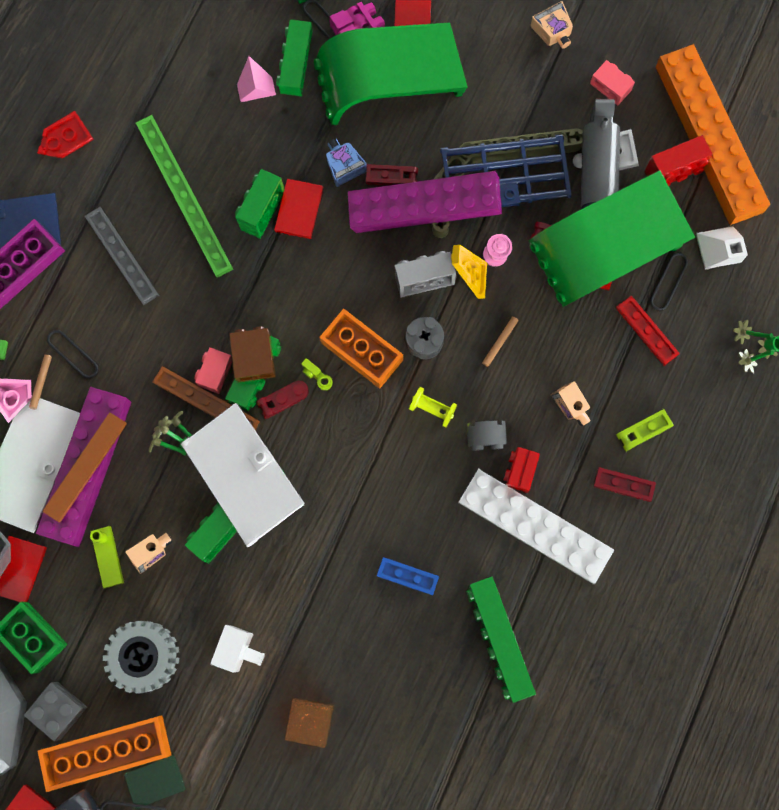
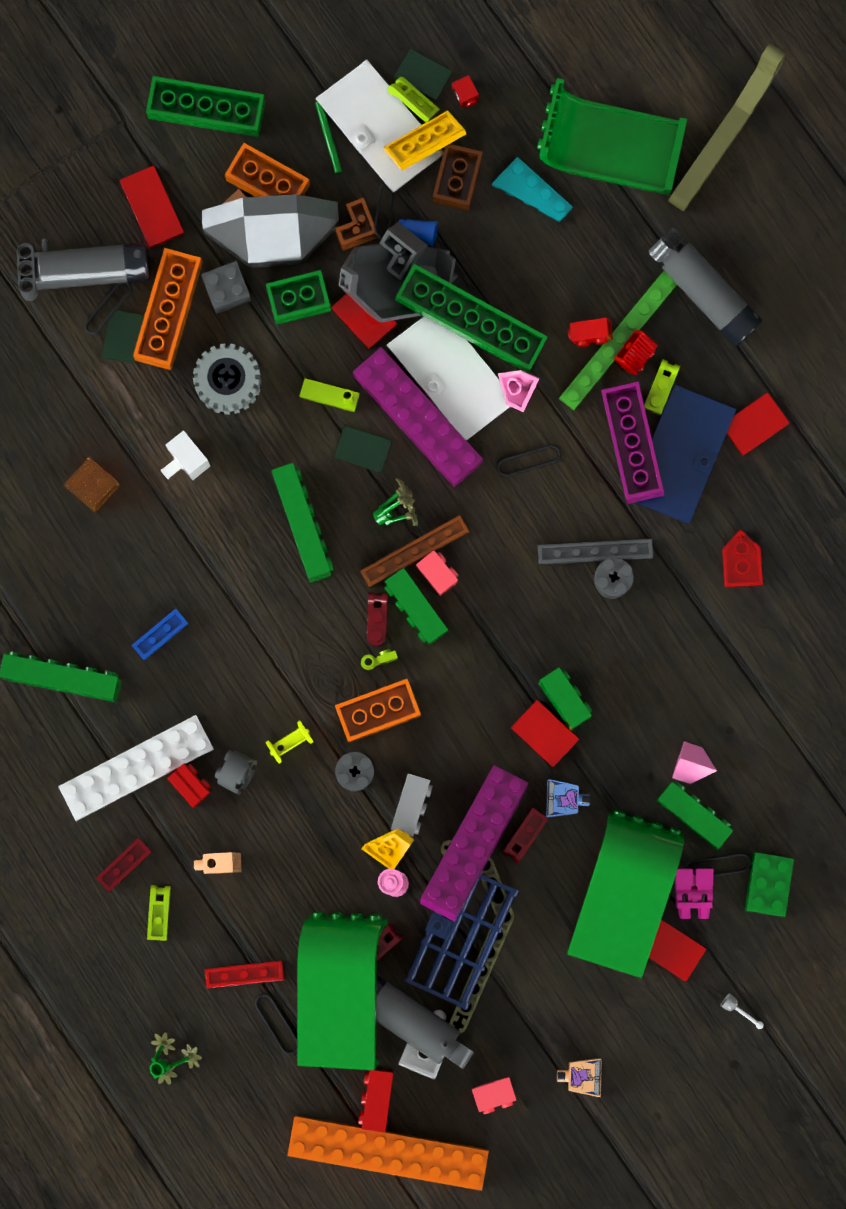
camera: 115 degrees right, 5 degrees up
(40, 382) = (517, 419): medium nougat bar -> none
(84, 467) = (411, 417): dark orange tile -> none
(135, 215) = (623, 574): none -> dark grey brick
(140, 499) = (362, 449): none -> clear green piece
(142, 557) = (310, 422): light nougat torso -> none
(184, 196) = (618, 637): bright green plate -> none
(242, 474) = (323, 543): white door -> none
(252, 354) = (426, 611): reddish brown brick -> none
(500, 341) = (313, 837): medium nougat bar -> none
(721, 247) = (279, 1088): white slope -> none

